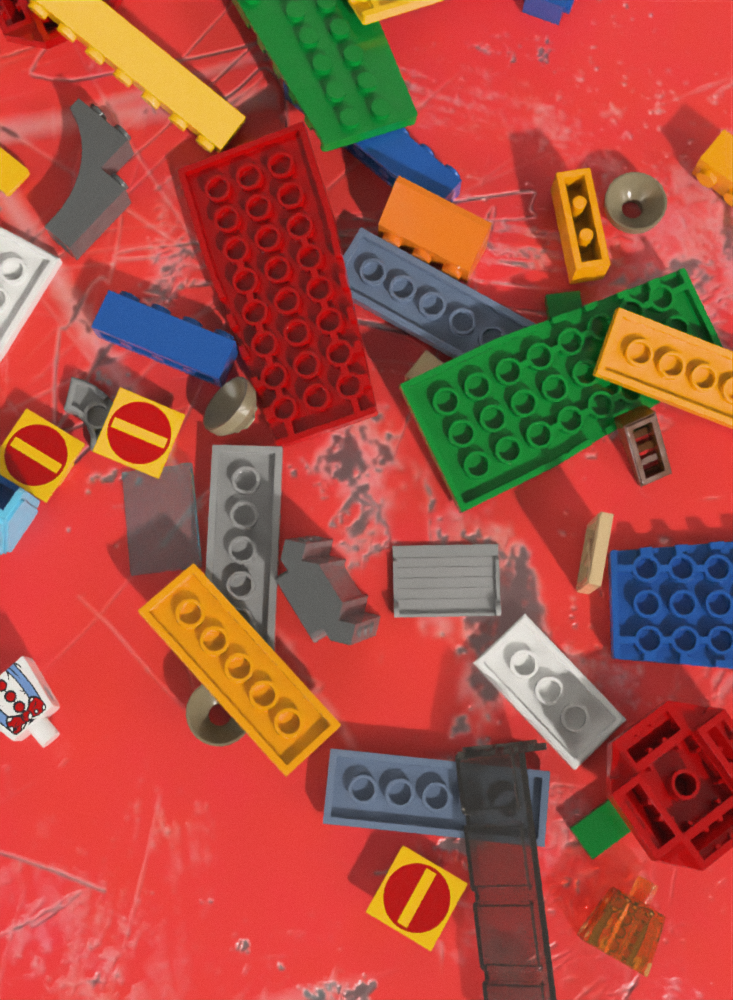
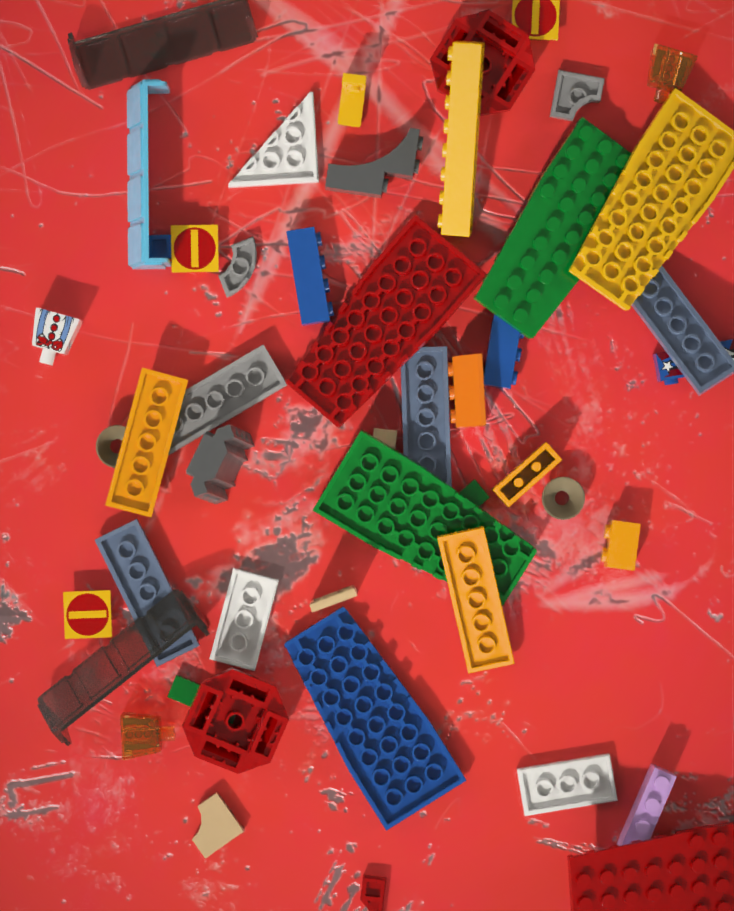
camera: 55 degrees right, 10 degrees up
(139, 433) = (243, 299): piece -> none
(162, 520) = (204, 342): clear light blue piece -> none
(231, 408) = (290, 341): dark tan piece -> none
(446, 580) = (270, 524): light grey piece -> none
(635, 425) = (424, 576): reddish brown slope -> none

